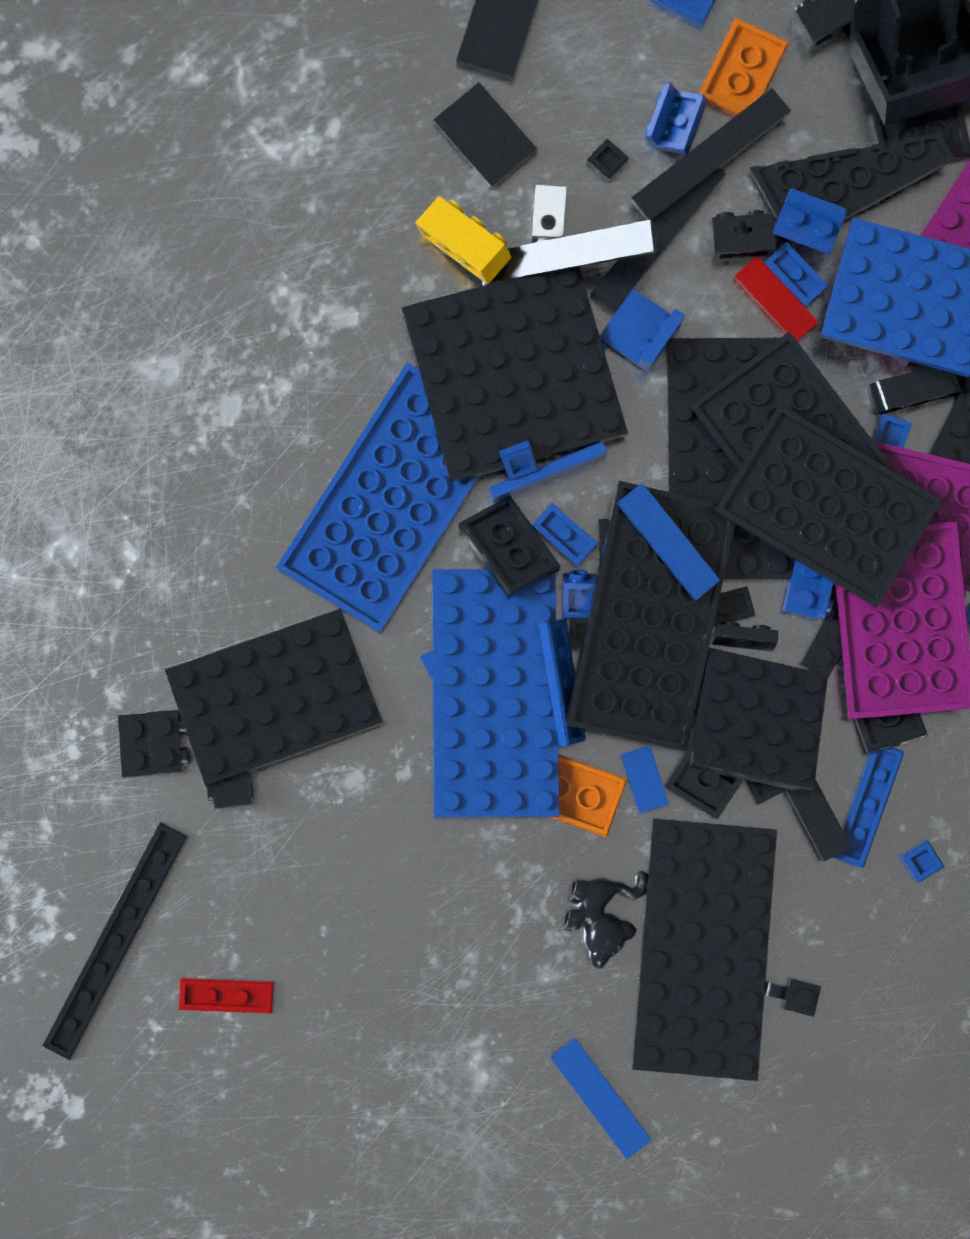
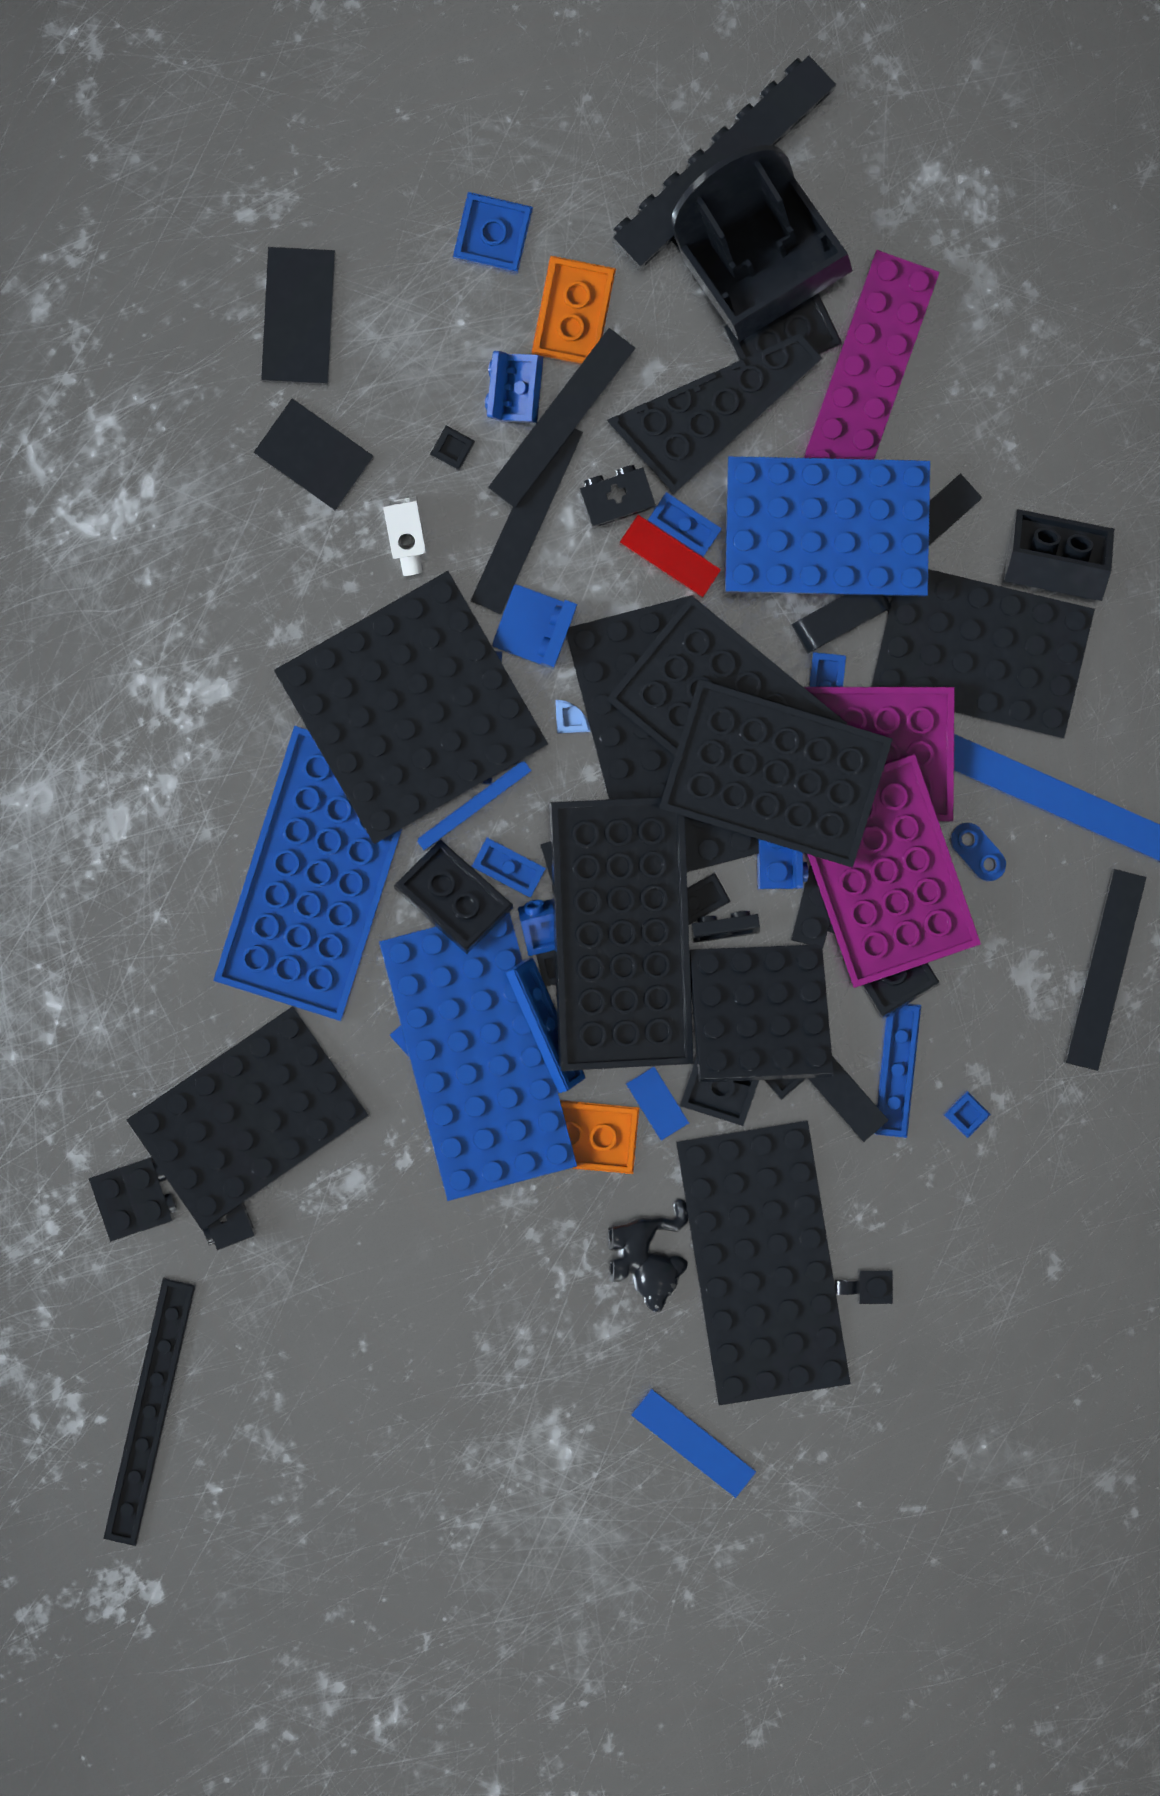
camera: 15 degrees left, 5 degrees up
(226, 995) = (280, 1438): red tile -> none
(464, 239) = (321, 578): yellow brick -> none
(518, 460) = (440, 804): blue tile -> none
(579, 250) = (436, 569): tile -> none
(652, 419) = (570, 718): none -> light blue tile
(668, 541) = (618, 852): blue tile -> none
(810, 221) = (684, 468): blue bracket -> none

